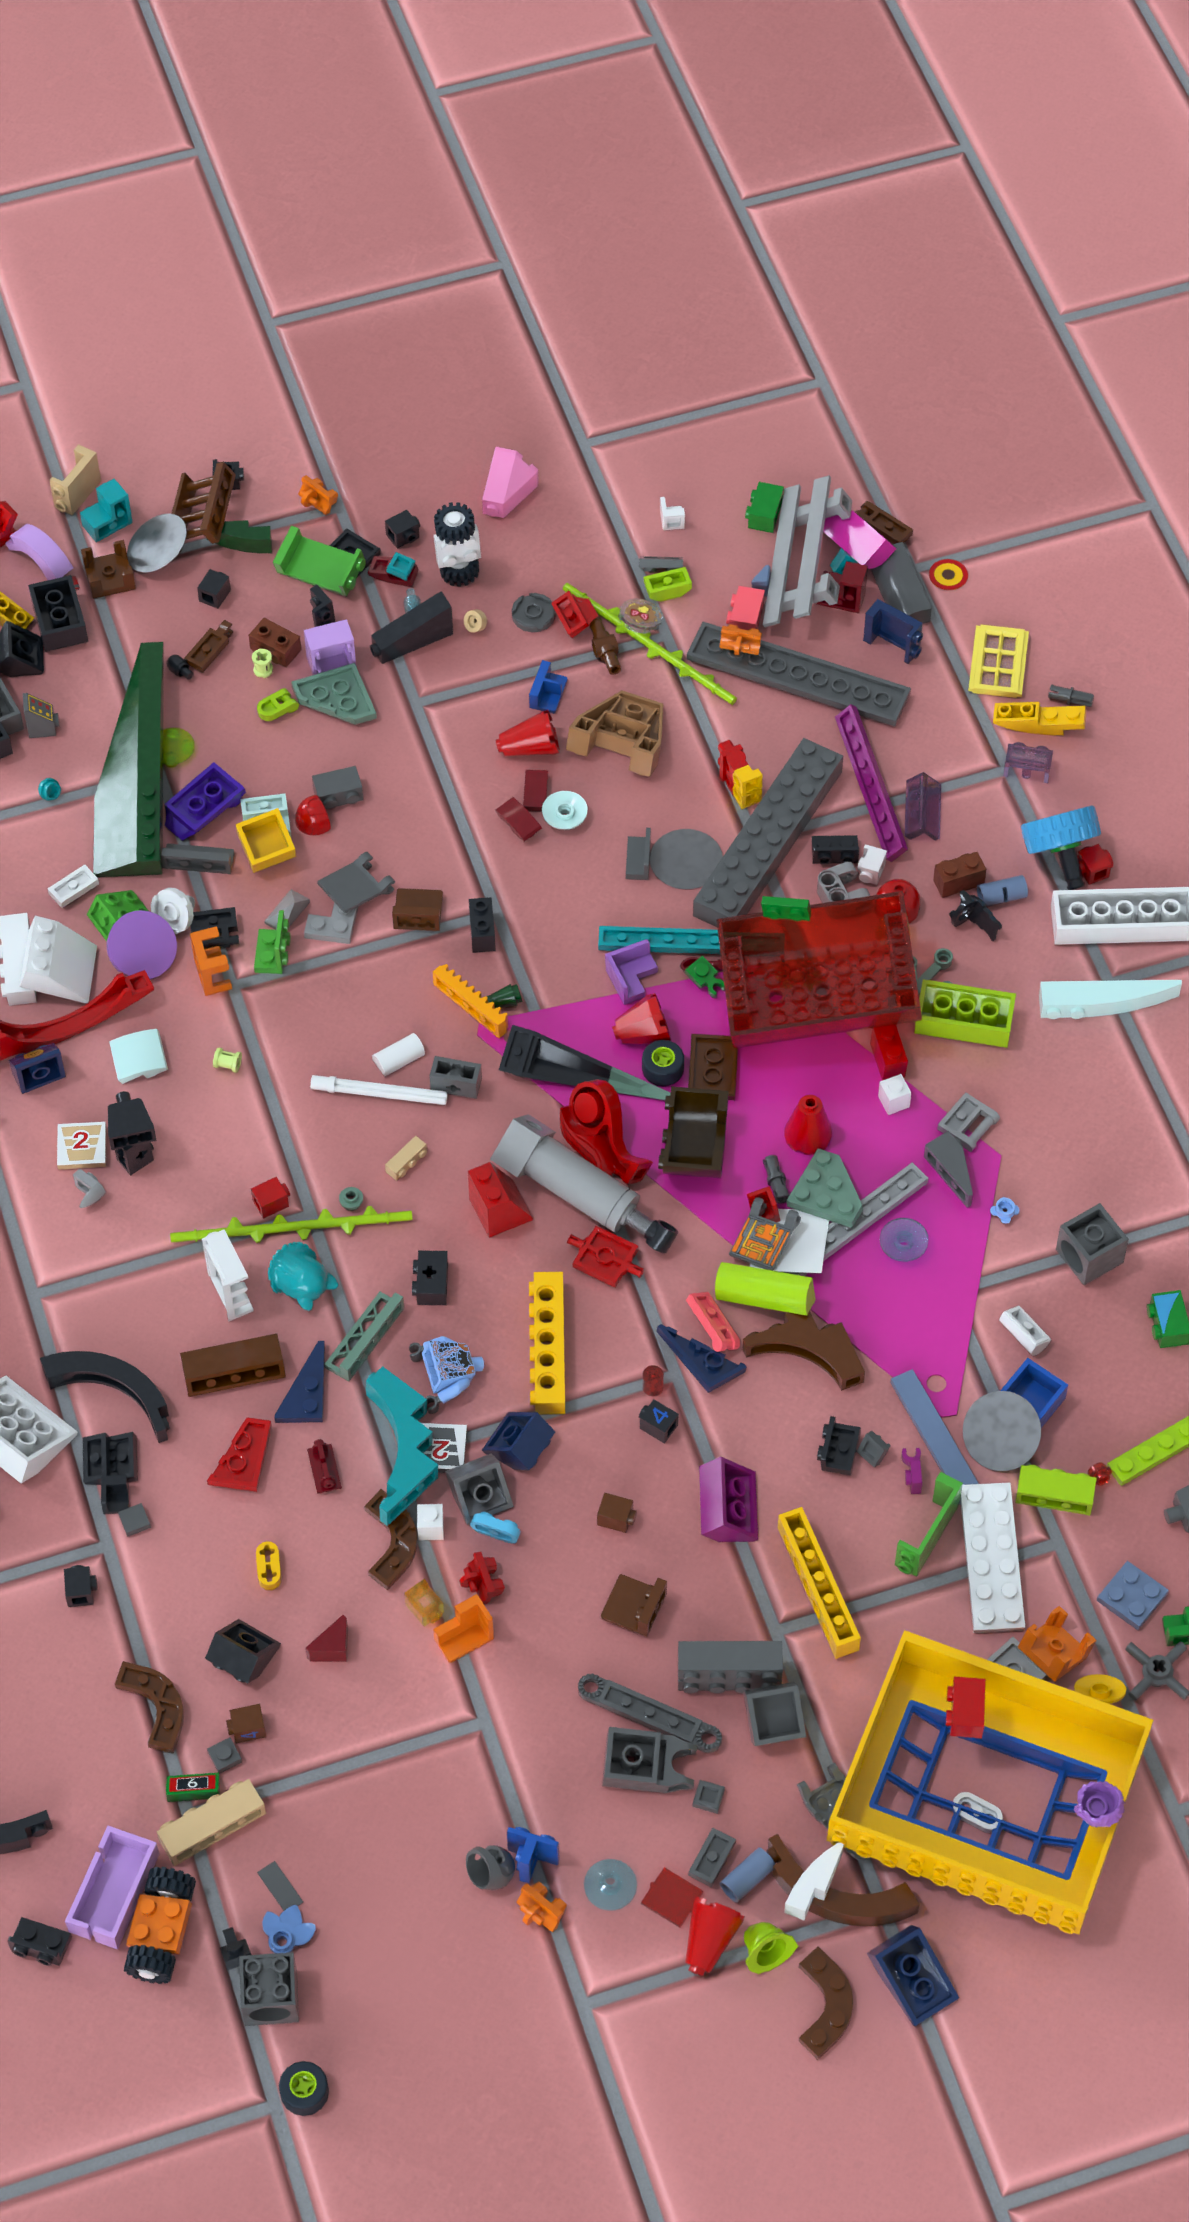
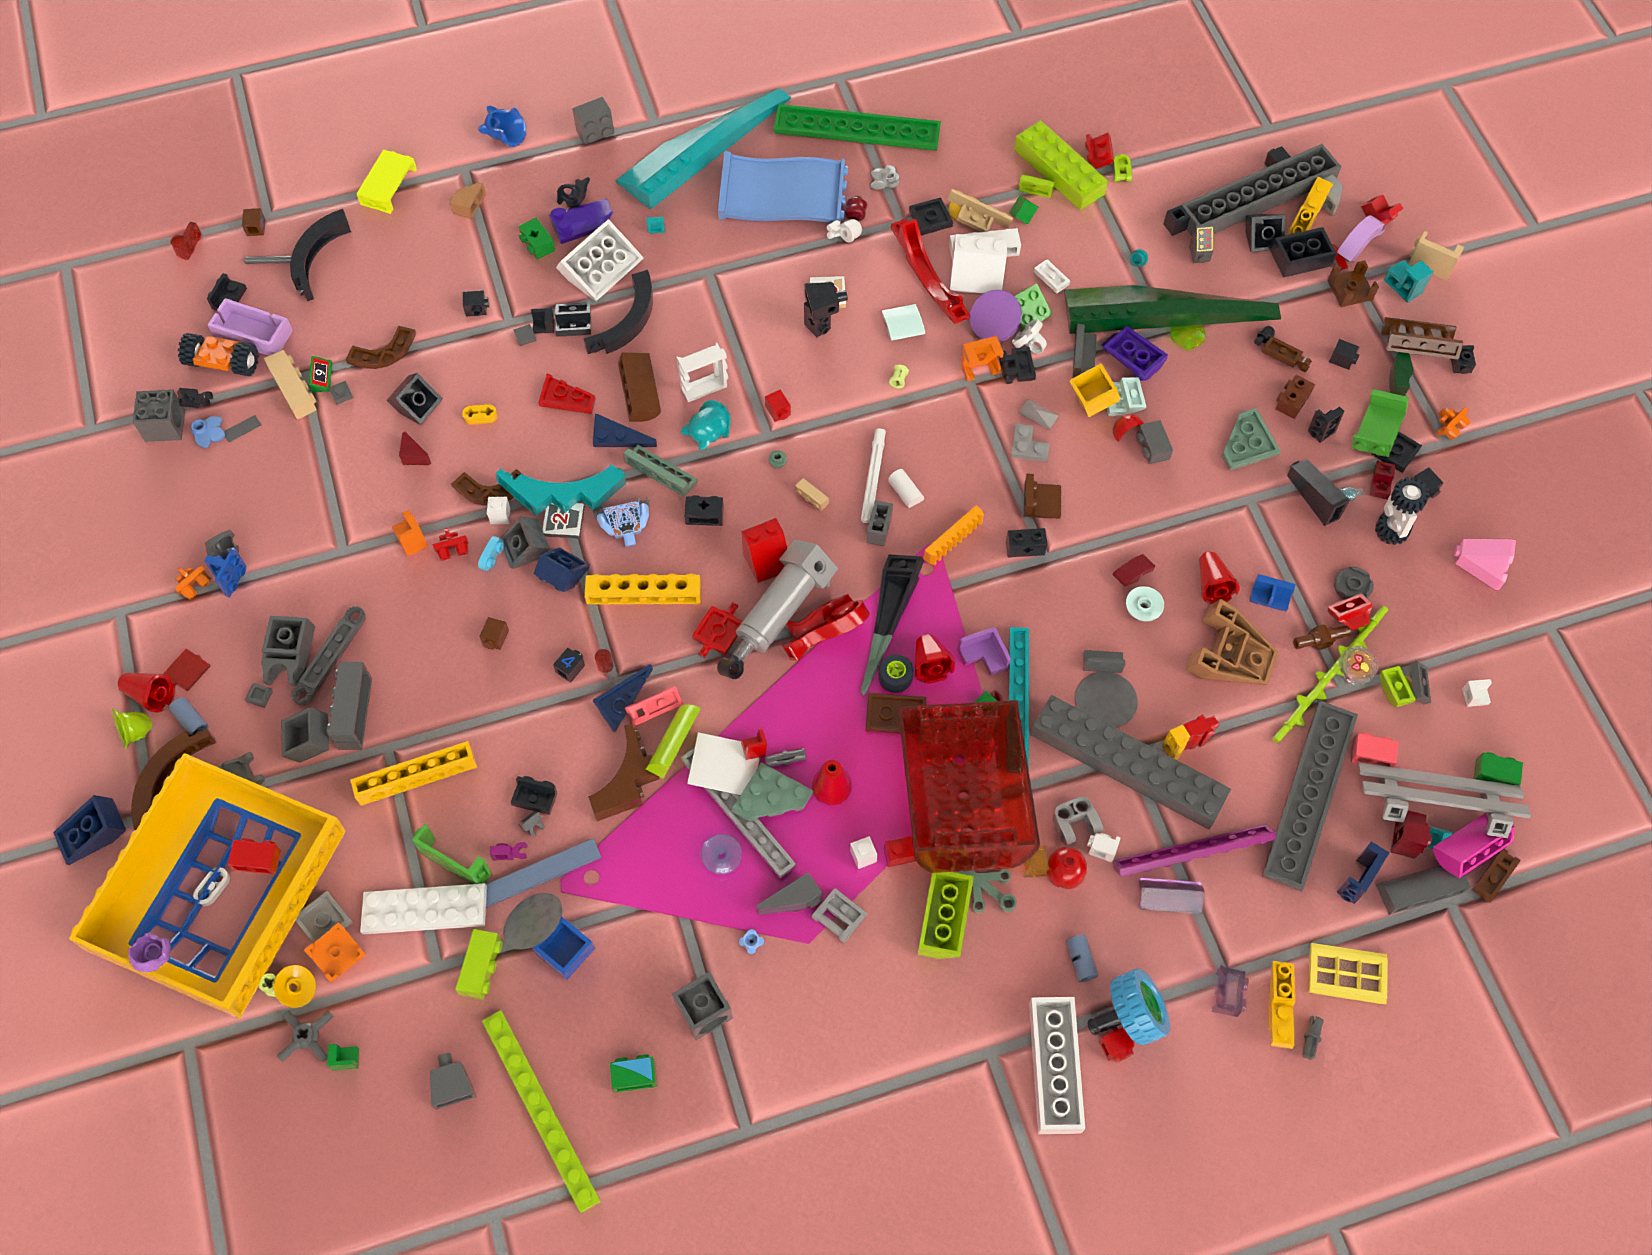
camera: 90 degrees right, 5 degrees up
(37, 1067) = (889, 258): dark blue slope -> none
(90, 1186) = (791, 296): light grey plate -> none
(156, 543) = (1383, 313): flat silver sticker -> none
(246, 1723) = (358, 402): reddish brown brick -> none
(264, 660) = (1274, 390): yellowish green bush -> none
(270, 709) = (1229, 396): lime plate -> none
(271, 947) = (1000, 402): bright green bracket -> none
(301, 1227) = (754, 430): lime plant -> none
(301, 2078) = (92, 441): black wheel -> none
(324, 1467) = (553, 446): dark red hinge -> none
(329, 646) = (1289, 429): lavender container -> none
(354, 884) = (1060, 454): dark grey flag -> none
(401, 566) = (1384, 481): teal tile -> none
(424, 1603) = (435, 508): clear yellow window -> none
(475, 620) = (1336, 538): tan tile -> none
(506, 997) = (959, 561): dark green cone -> none
(535, 789) = (1167, 584): dark red tile -> none
(610, 1896) = (207, 636): clear light blue dish -> none
(634, 1604) = (417, 646): reddish brown bracket -> none
(694, 1132) = (814, 693): dark brown cylinder -> none
(712, 1857) = (208, 694): dark grey plate -> none
(728, 1501) = (494, 713): magenta slope -> none
(740, 640) = (1333, 740): orange hips -> none
(762, 580) = (1410, 763): sand blue slope -> none
(762, 1239) = (723, 740): flag -> none
(786, 908) = (1017, 755): green plate -> none
(814, 1882) = (155, 752): white slope -> none
(835, 849) = (1121, 817): black bracket -> none
(837, 1998) = (86, 778): reddish brown plate -> none
(948, 574) = (1447, 934): sticker -> none
(959, 874) = (1097, 921): copper brick -> none
(975, 910) = (1058, 922): black hair -> none
(1025, 1330) = (631, 949): white brick -> none
(1101, 1473) = (490, 1002): clear red plate -> none
(1102, 998) = (967, 1037): light aqua slope -> none
(1132, 1595) = (379, 1023): sand blue plate -> none

